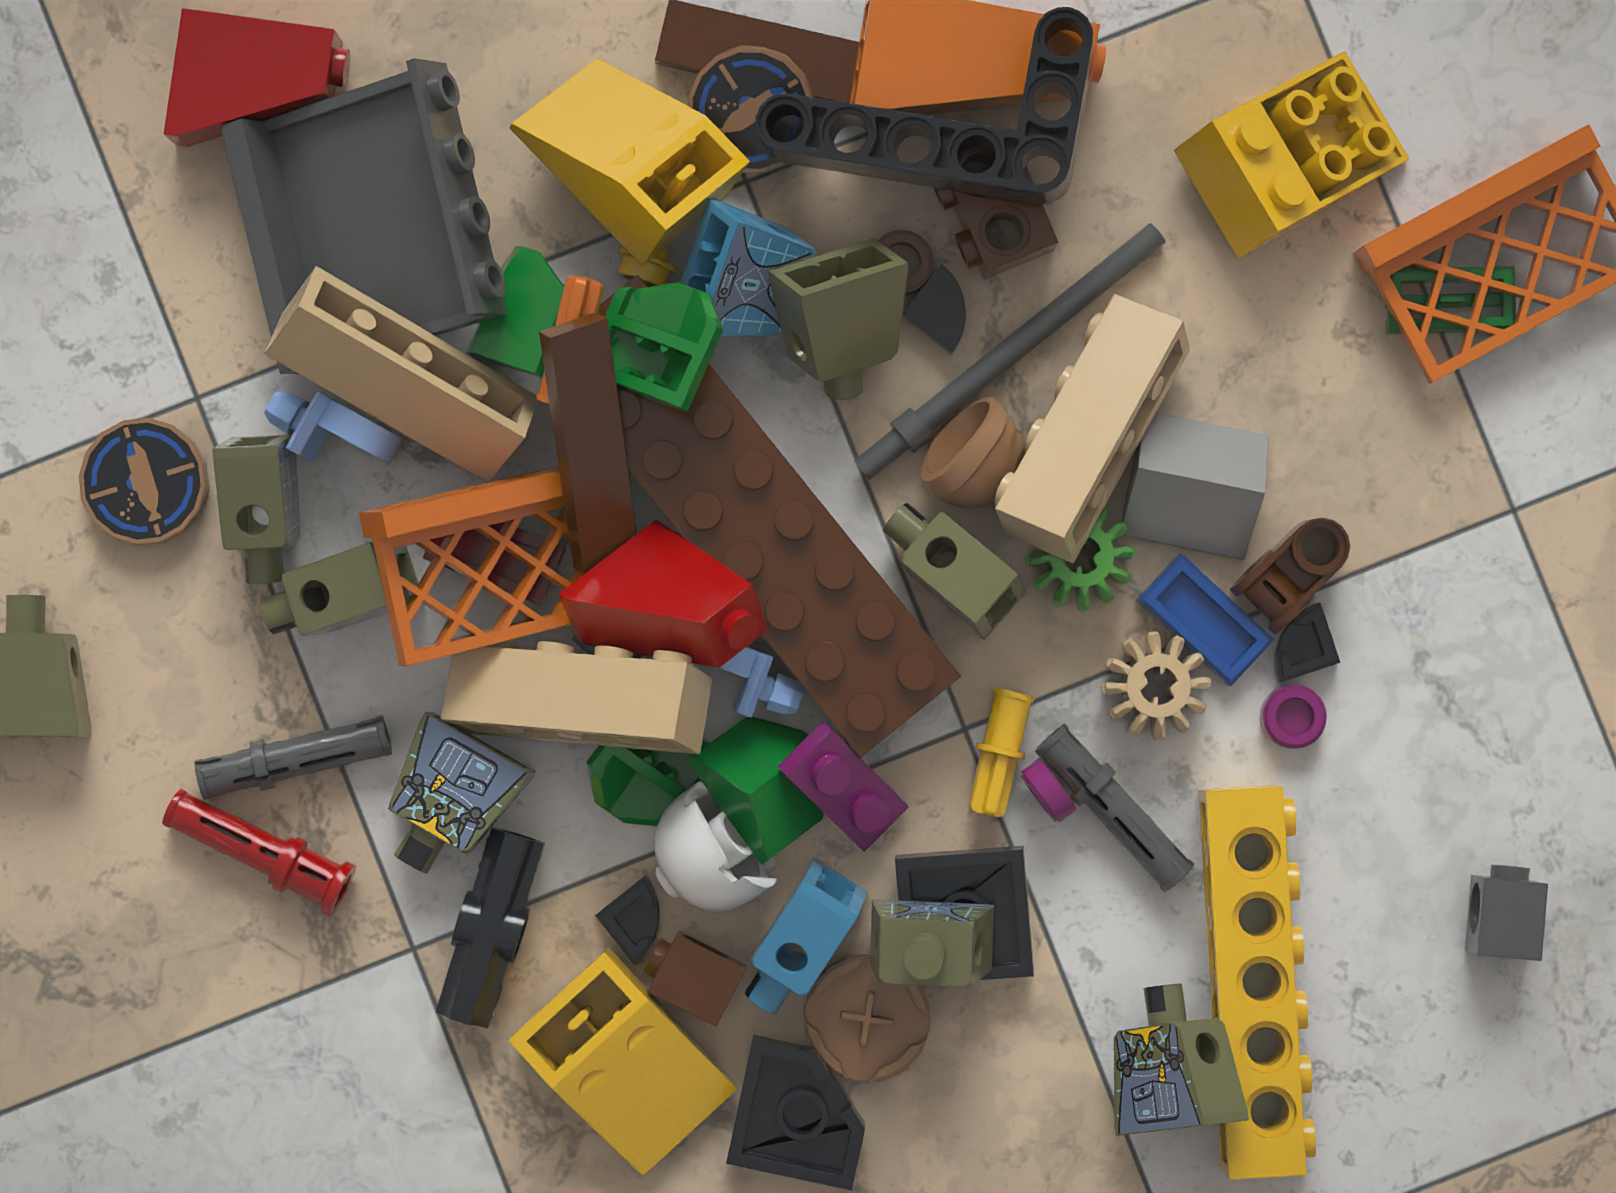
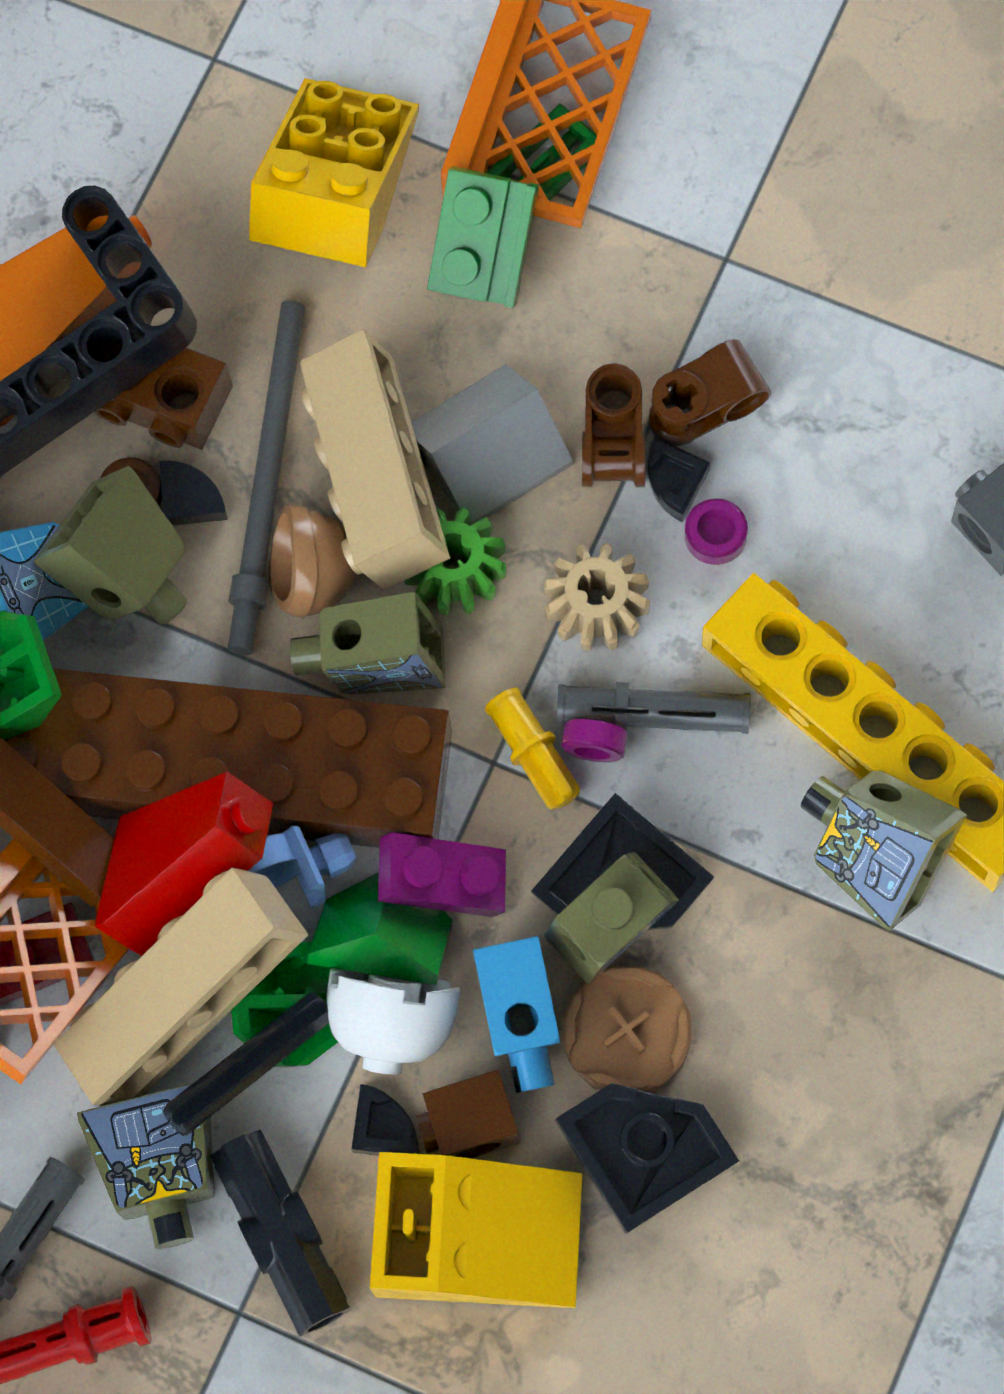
camera: 35 degrees left, 15 degrees down
(575, 795) = (247, 1064): none -> black axle
(1205, 618) = (565, 520): blue tile -> none
(1347, 323) = (482, 236): none -> plate
(1398, 610) = (715, 388): none -> reddish brown piece

